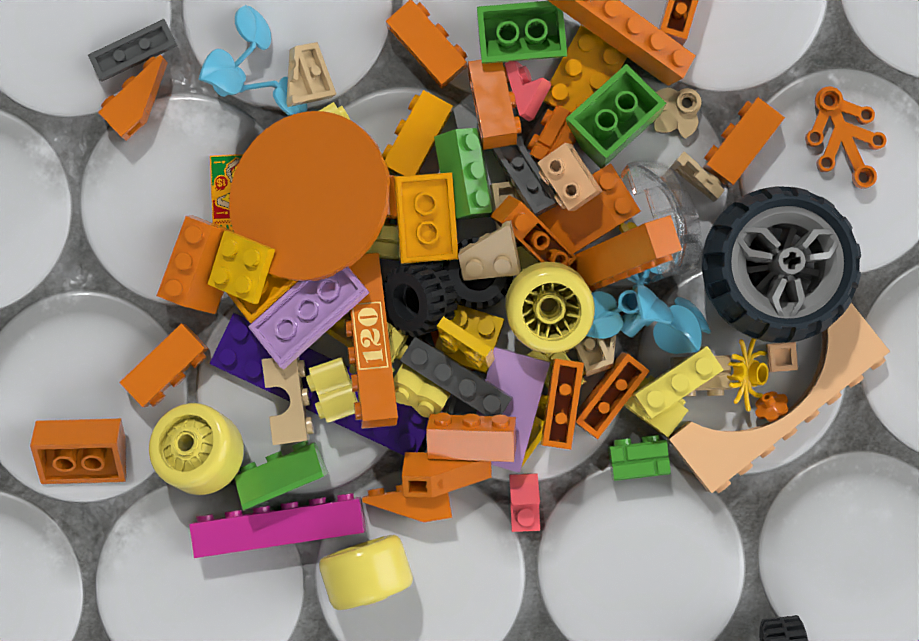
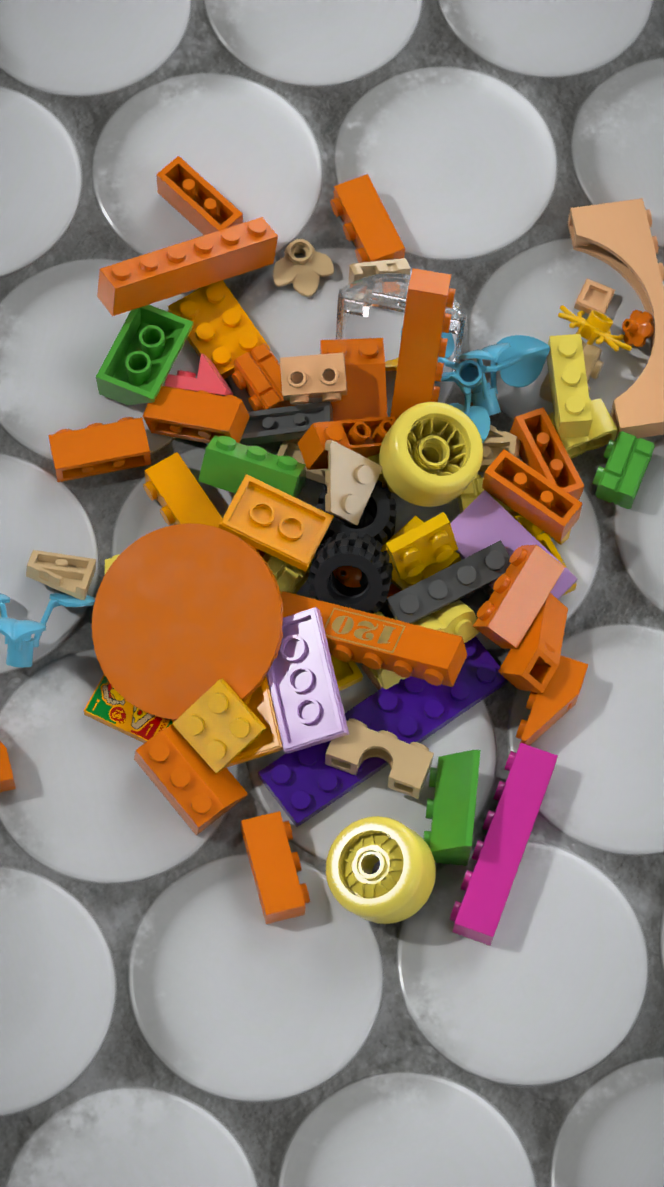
camera: 65 degrees left, 20 degrees down
(79, 451) = (314, 1001): orange slope -> none
(333, 390) = (396, 707): light yellow brick -> none
(366, 572) = (600, 768): light yellow wheel -> none
(524, 502) = (610, 599): coral slope -> none
(614, 116) = (276, 313): bright green slope -> none
(819, 227) = (536, 217): wheel -> none
(843, 134) = (412, 140): orange plant -> none

